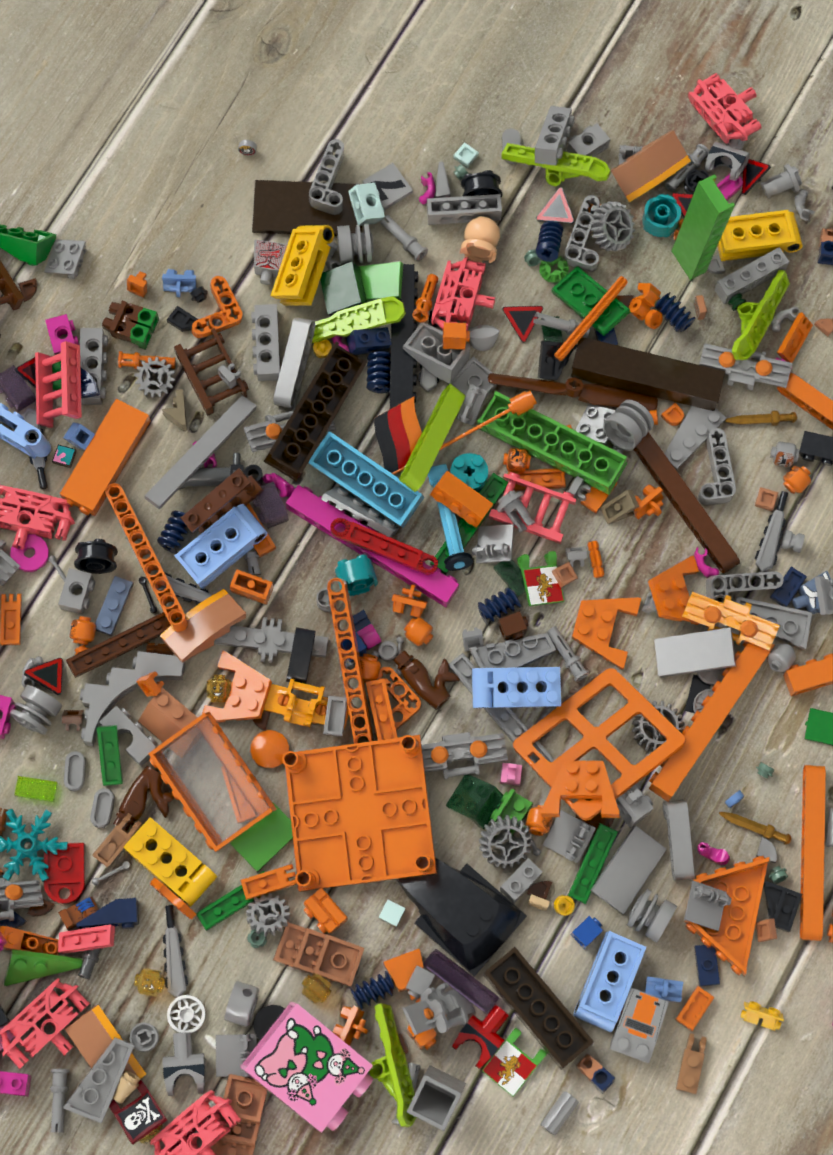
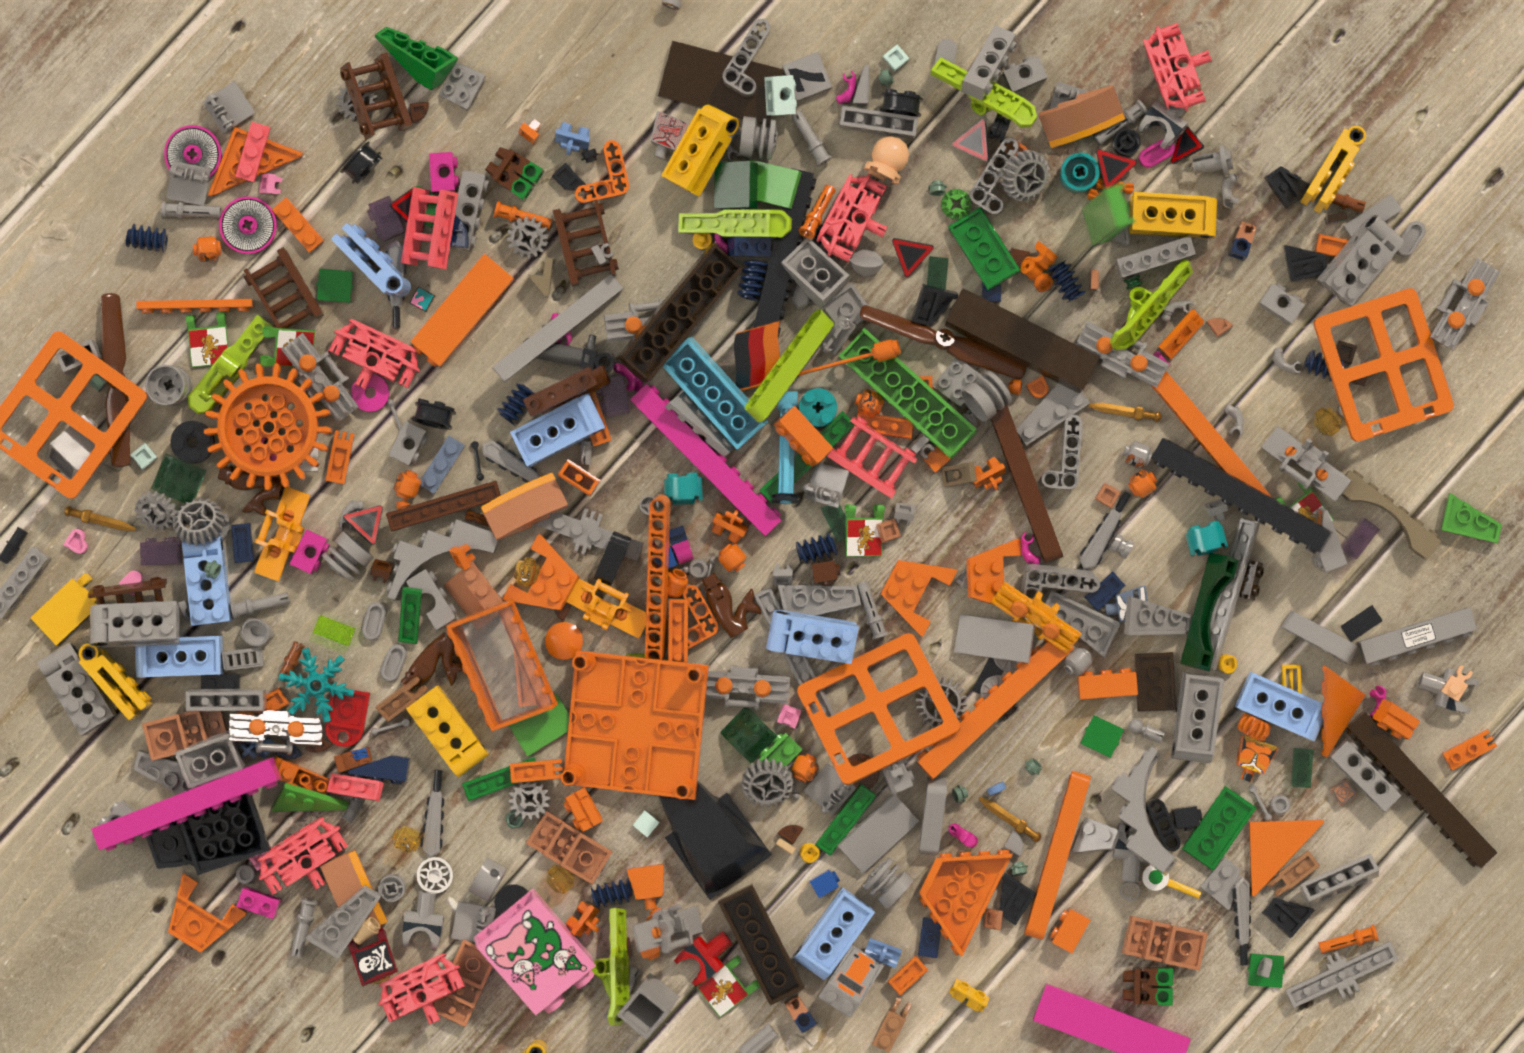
camera: 15 degrees right, 15 degrees up
(79, 436) = (440, 284): medium blue brick -> none
(149, 564) = (477, 418): orange beam -> none
(172, 898) = (445, 769): orange tile -> none
(266, 370) = (647, 253): light grey brick -> none
(294, 362) = (669, 253): beam -> none
(335, 716) = (632, 625): light grey tile -> none
(384, 546) = (716, 467): red plate -> none
(419, 982) = (655, 898): light grey brick -> none
(455, 335) = (835, 264): orange brick -> none
(461, 981) = (696, 902): clear purple slope -> none
(510, 504) = (853, 459): light grey piece -> none
(520, 880) = (773, 821): light grey brick -> none
(549, 241) = (957, 176): dark blue piece -> none
(557, 323) = (956, 273): light grey pin -> none
(577, 192) = (999, 127): none -> black wheel
(581, 781) = (851, 745): orange wing -> none
(589, 320) = (978, 272): orange axle -> none
(595, 558) = (923, 518): orange axle -> none
(699, 813) = (959, 793): none -> sand green plate
(706, 905) = (941, 885): light grey hinge -> none

